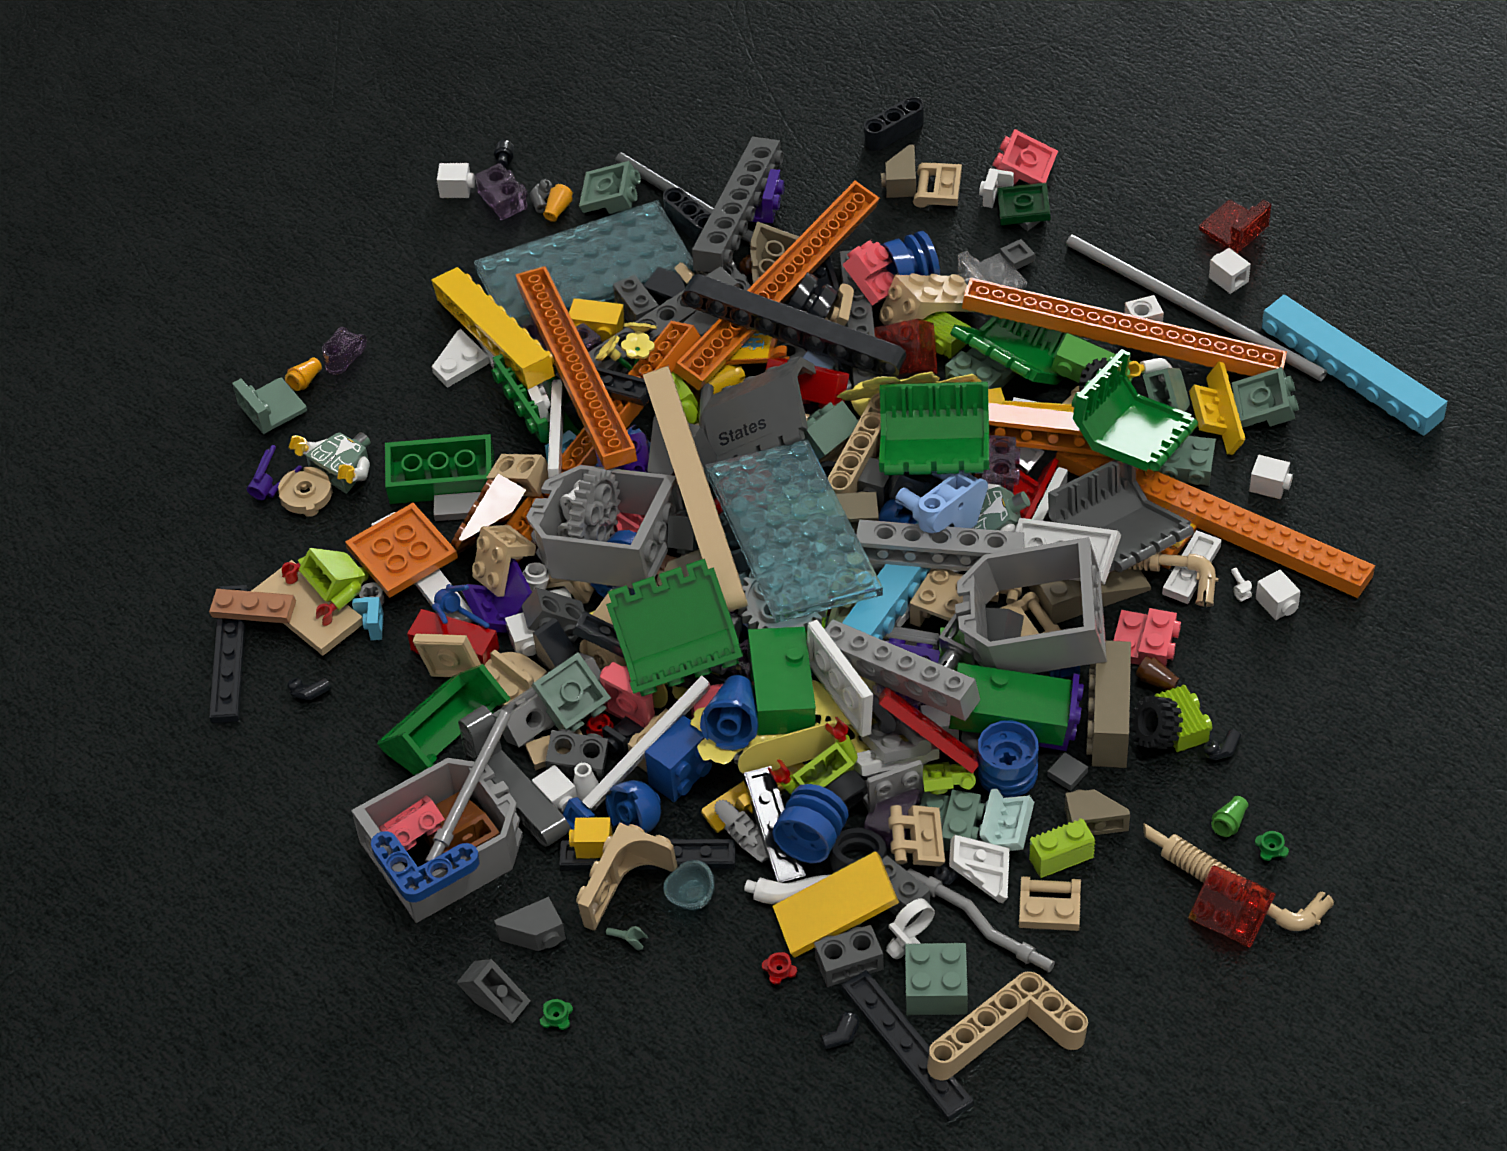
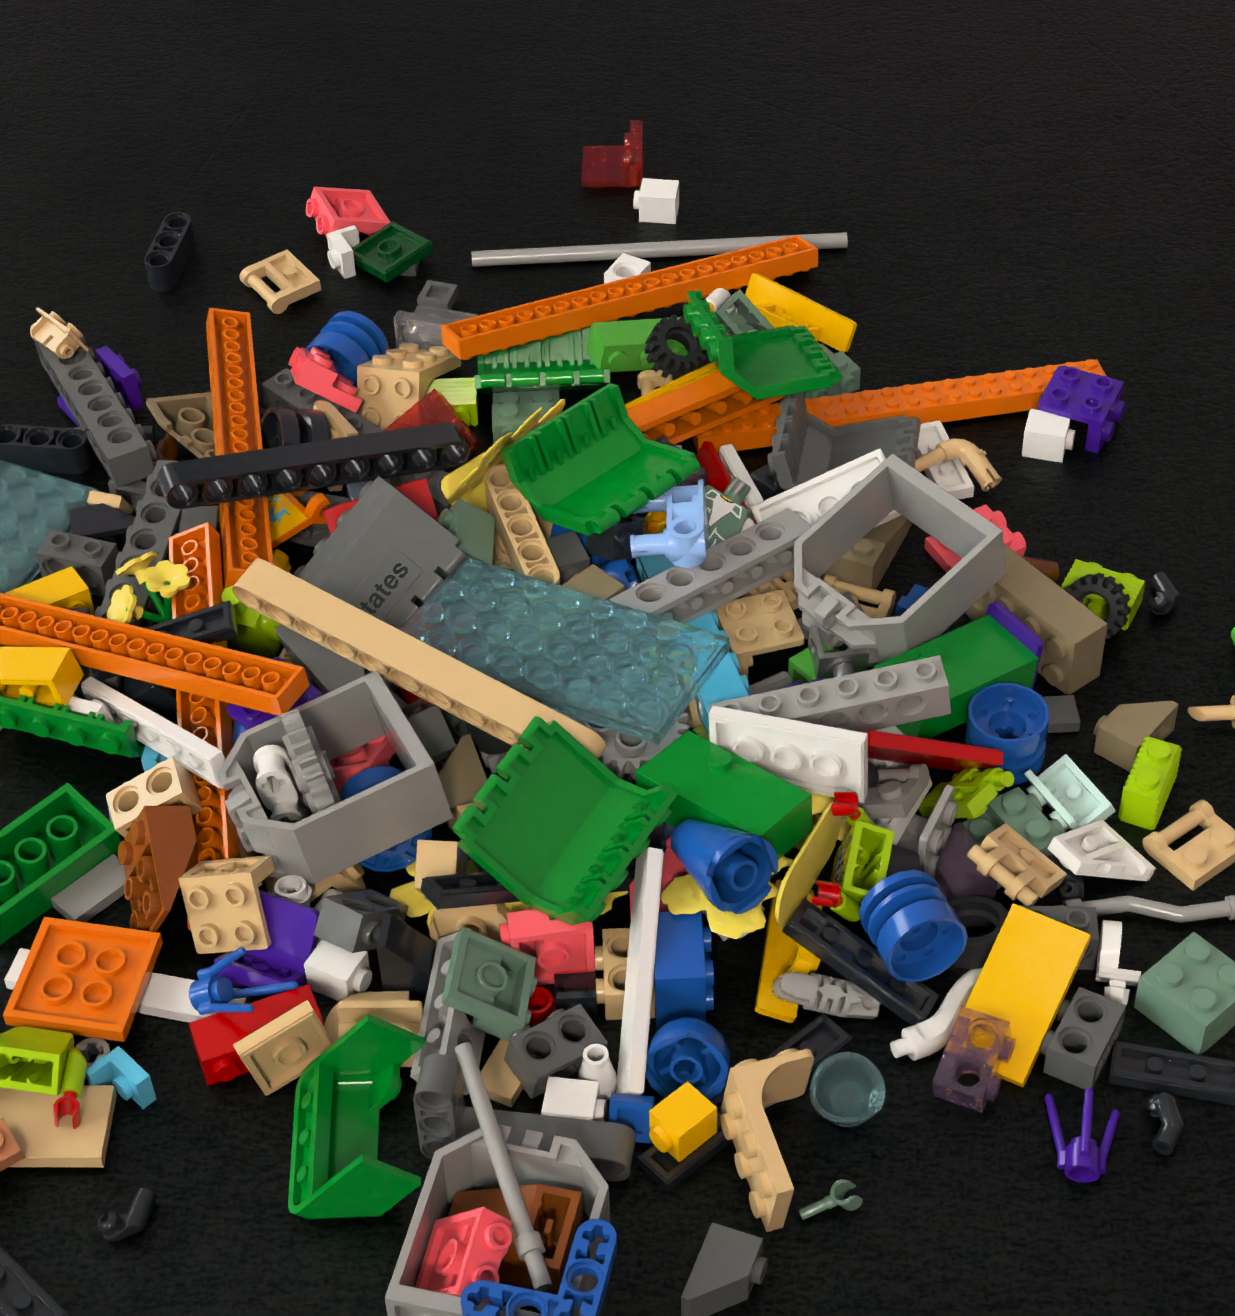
camera: 45 degrees left, 5 degrees down
(757, 146) = (57, 335): none -> tan hinge
(770, 913) = (964, 1057): none -> brick
(774, 1012) = (1082, 1157): none -> dark purple plant
(779, 960) = (1030, 1098): red plate -> none
(900, 174) = (235, 287): dark tan slope -> none
(1242, 590) = (1006, 452): white hand -> none
(1265, 398) = (830, 279): sand green plate -> none
(1270, 477) = (912, 344): white brick -> none
(1324, 590) = (1085, 399): none -> dark purple bracket
(1354, 365) = (865, 213): medium azure brick -> none

